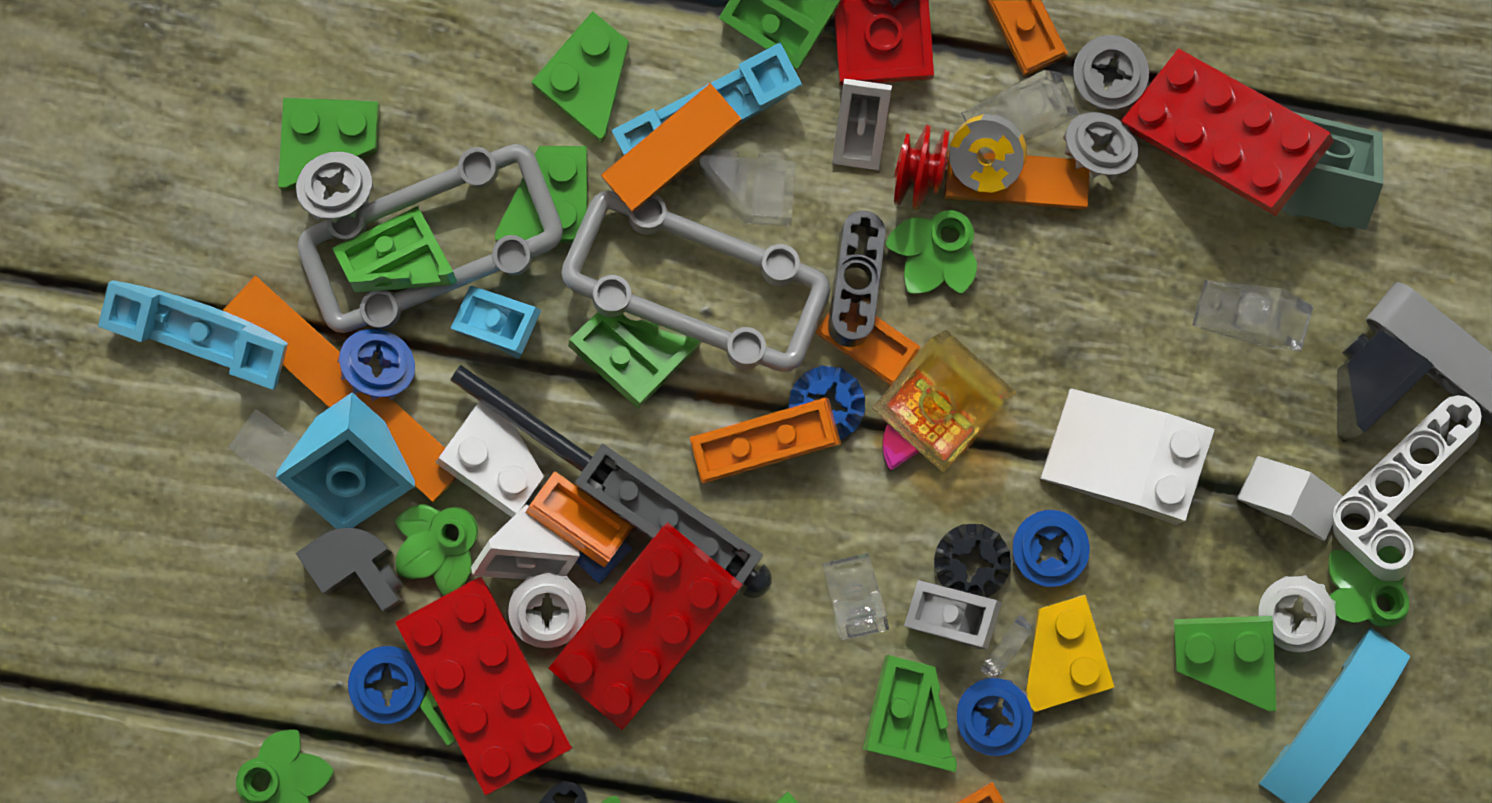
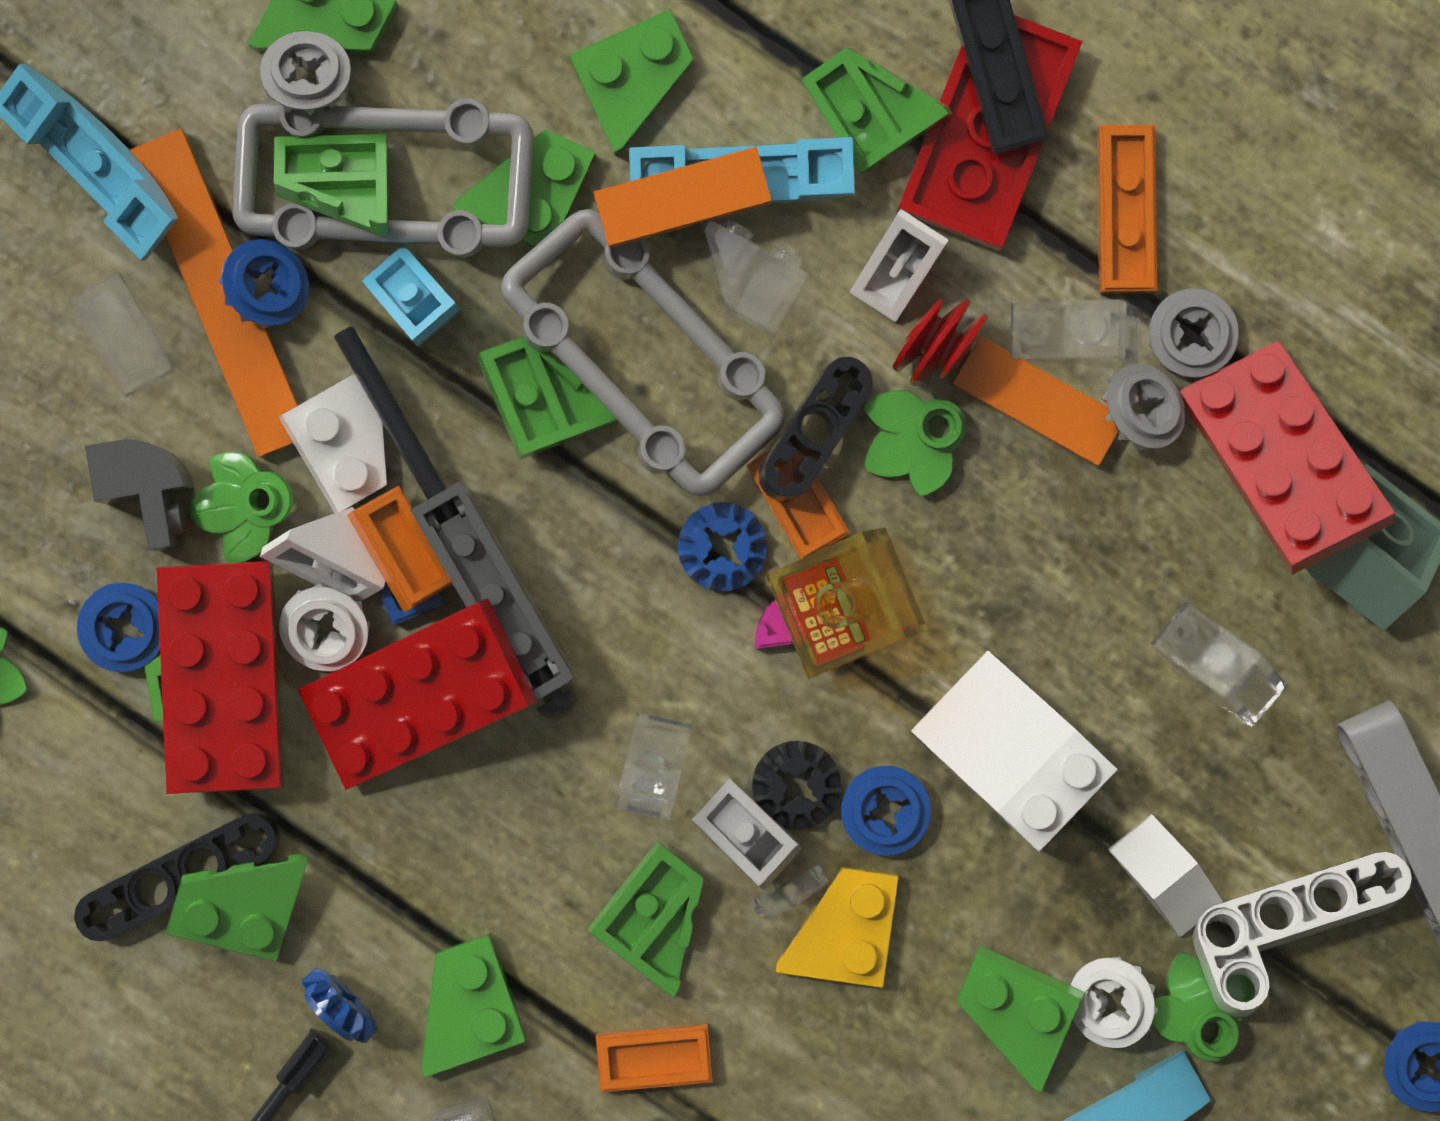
camera: 25 degrees right, 5 degrees up
(346, 464) = (182, 376): medium azure slope -> none
(765, 440) = (637, 556): orange tile -> none
(975, 724) = (717, 959): blue gear -> none
(983, 173) = (1035, 344): light grey piece -> none
(1373, 380) = (1313, 797): black slope -> none

